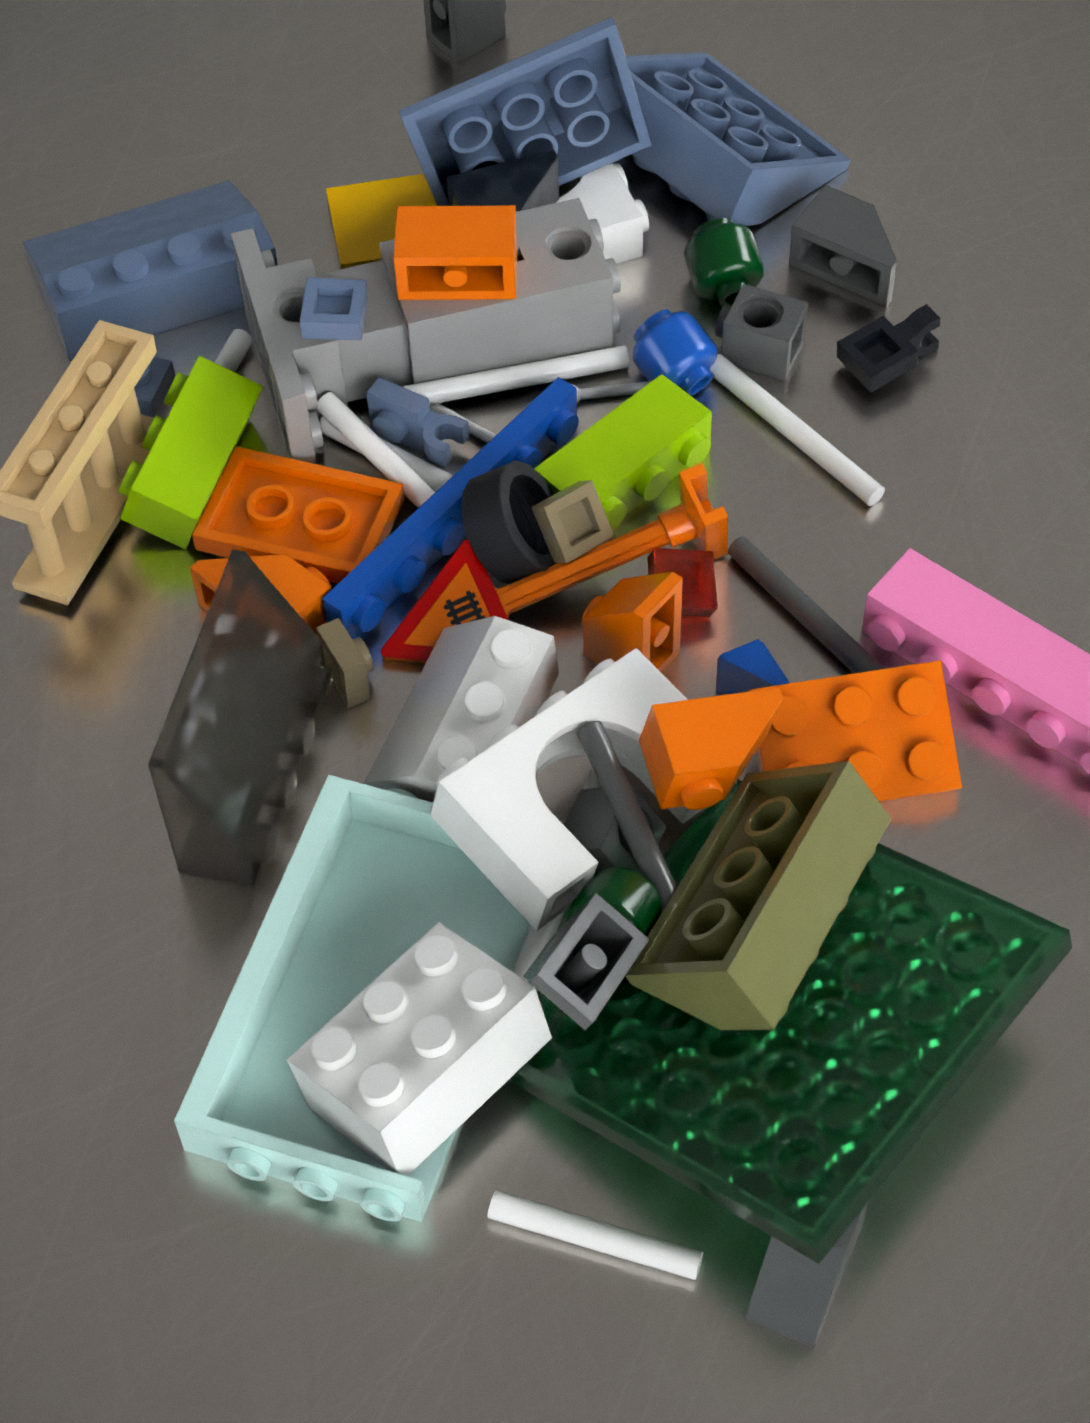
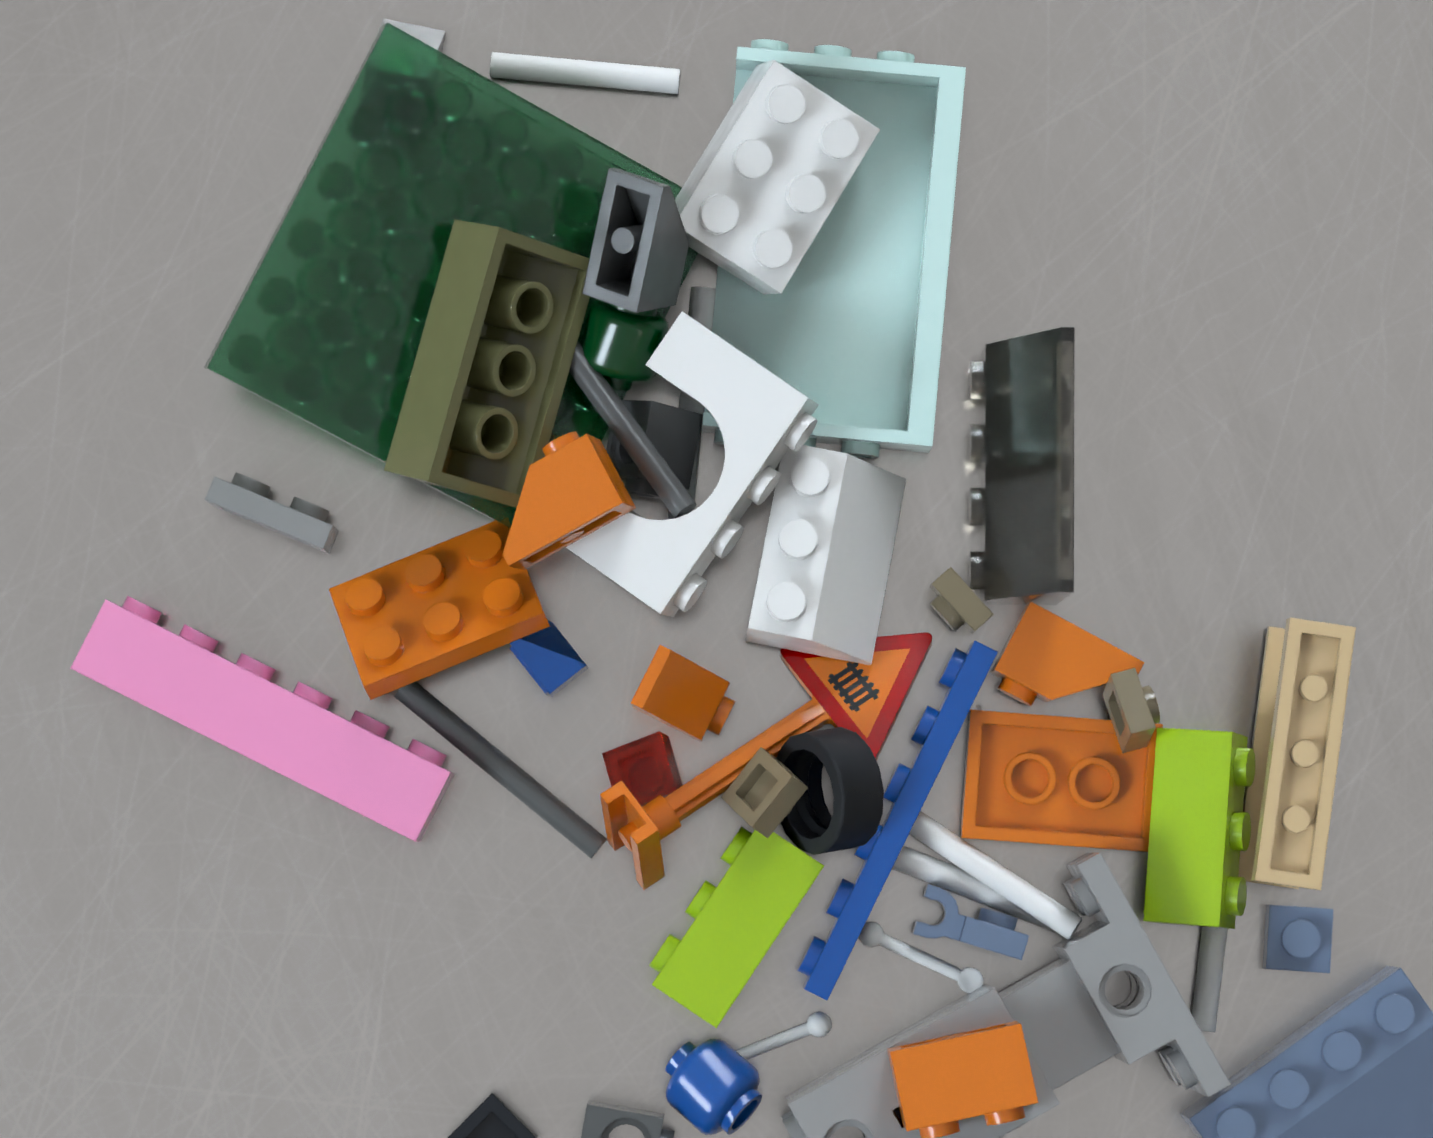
camera: 165 degrees right, 30 degrees up
(215, 525) = (1131, 709): none -> dark tan plate
(334, 309) = (1074, 970): sand blue plate -> none
(523, 375) = (881, 1028): white bar -> none
(797, 431) = (565, 1021): white bar -> none
(1012, 856) = (248, 500): none -> light grey plate

